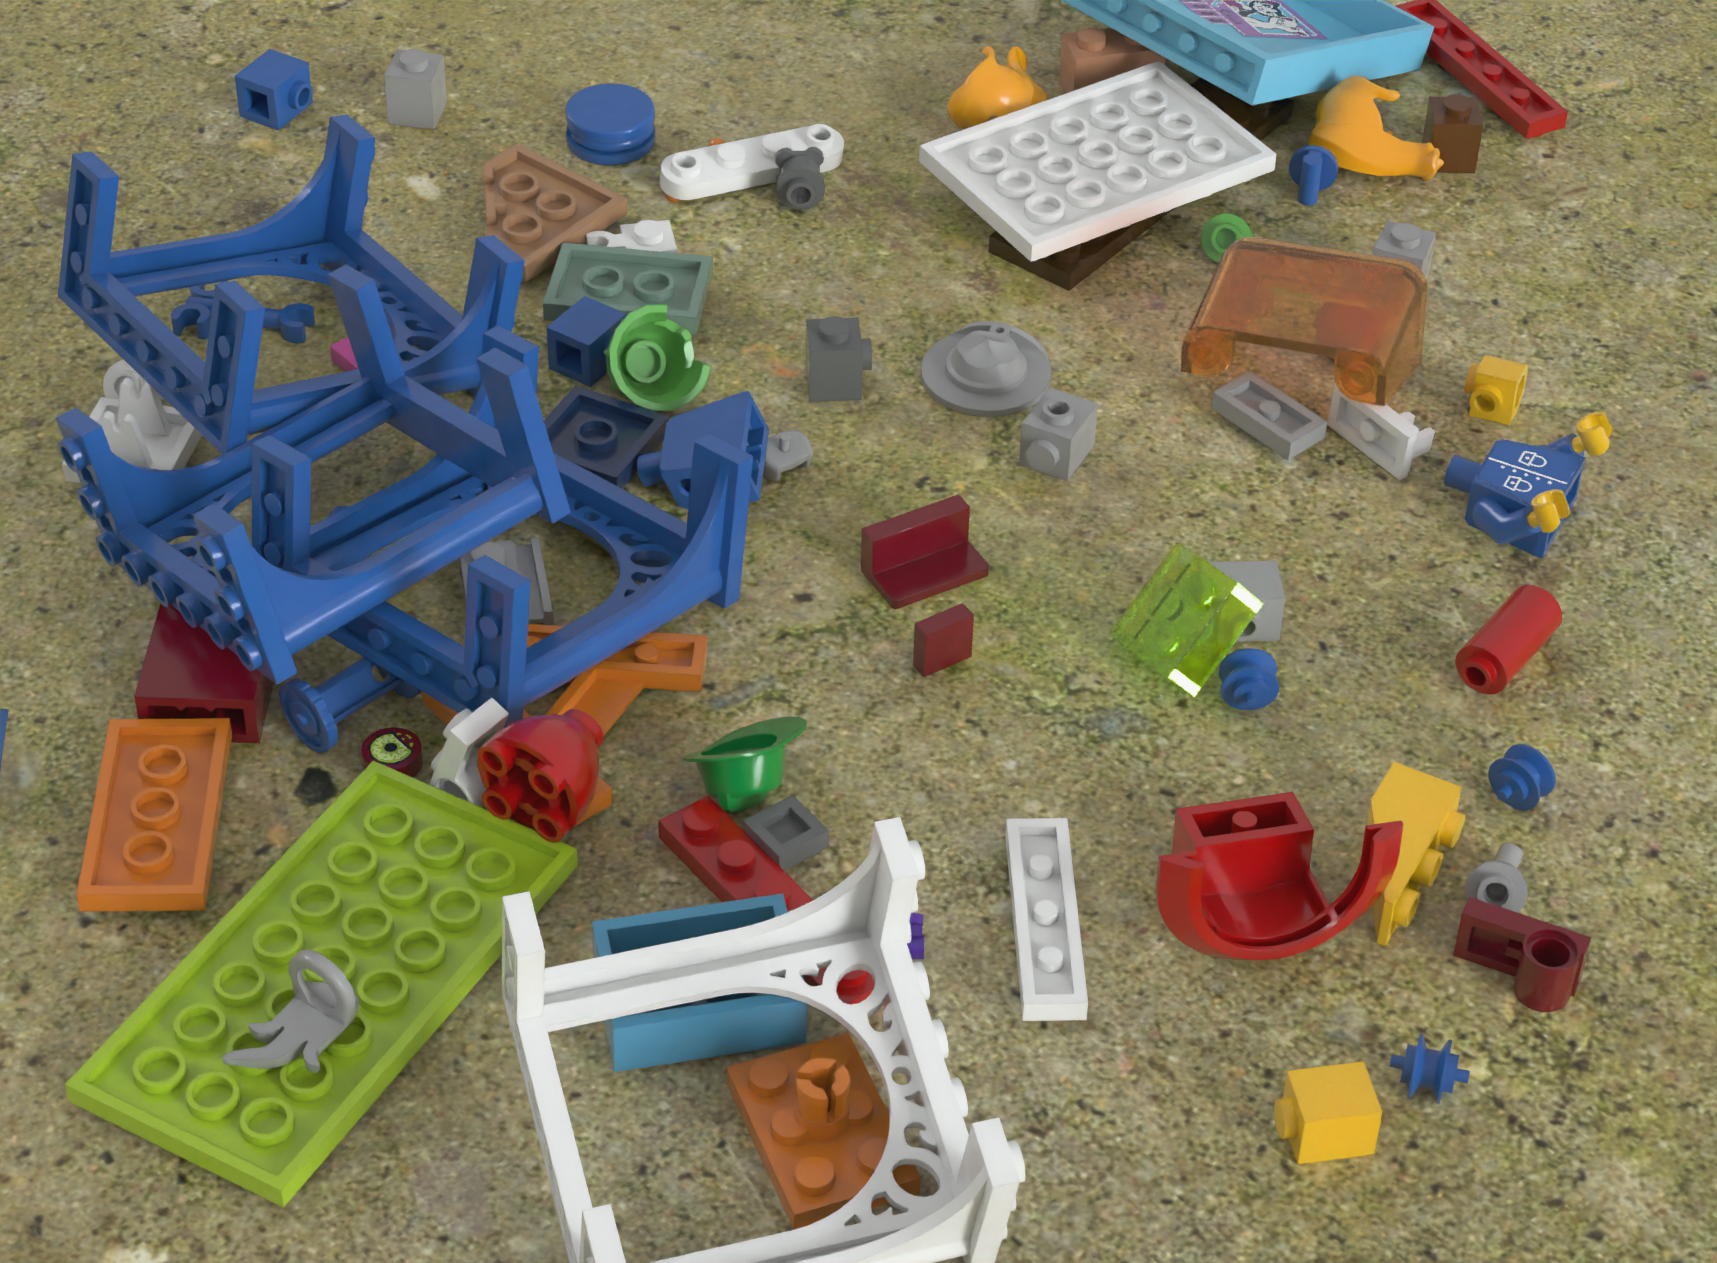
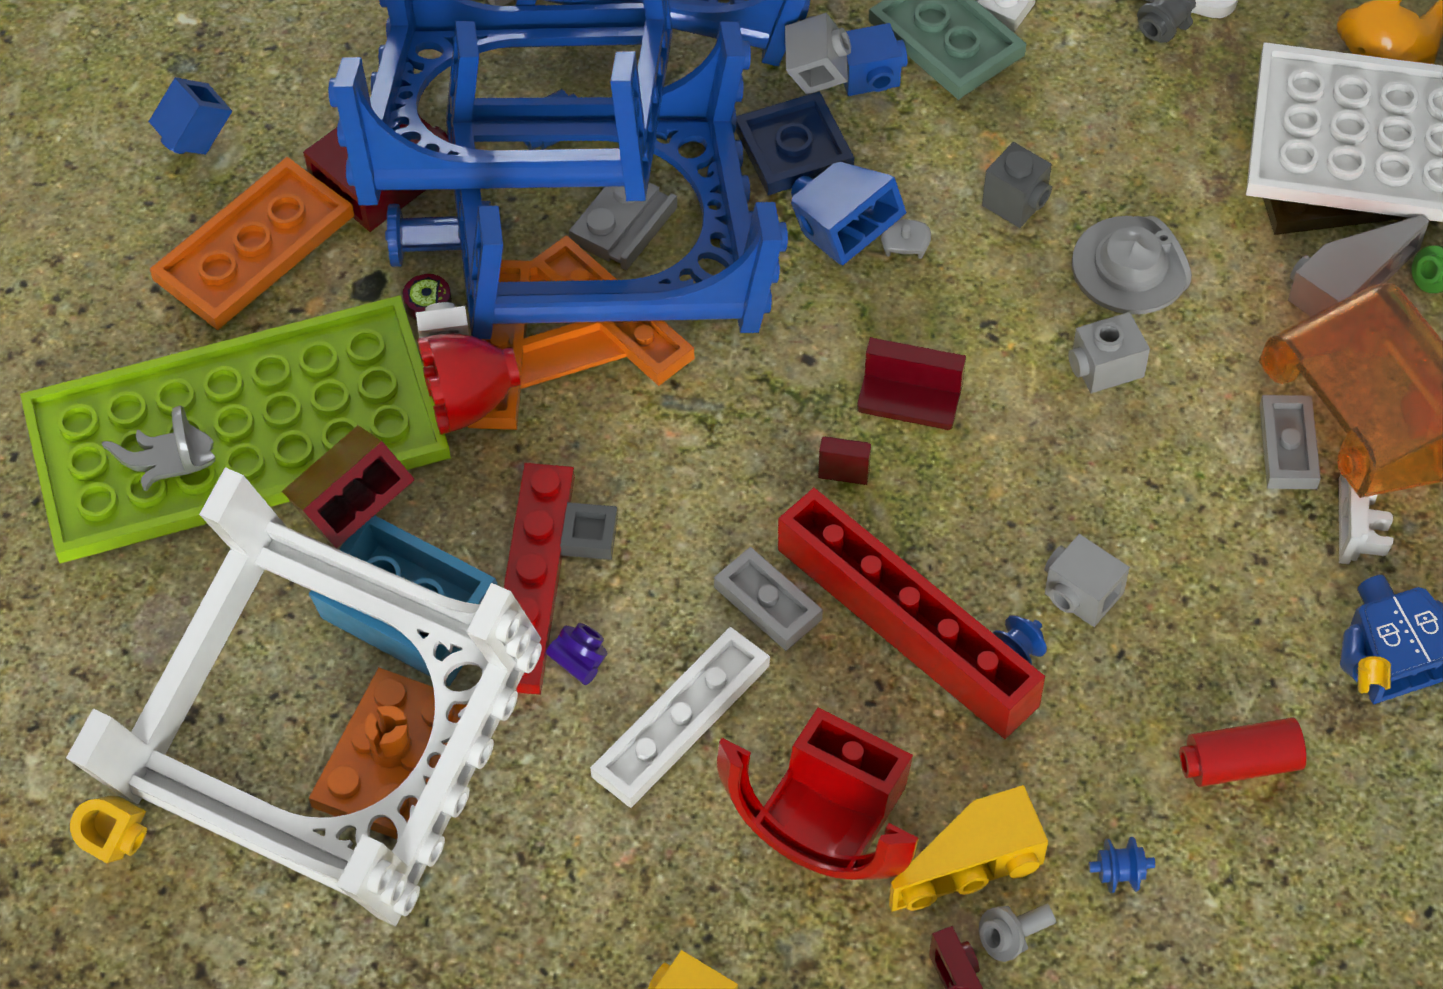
camera: 45 degrees right, 15 degrees up
(562, 342) = (817, 53): none -> light grey brick
(576, 894) = (348, 485): none -> dark red brick
(654, 361) = (880, 107): bright green helmet -> none
(747, 762) = (615, 459): green piece -> none
(1006, 782) = (768, 598): none -> light grey plate
(1143, 706) = (910, 613): none -> red brick
(1168, 275) = (1354, 264): none -> light grey slope
(1186, 618) = (1010, 567): clear neon green slope -> none

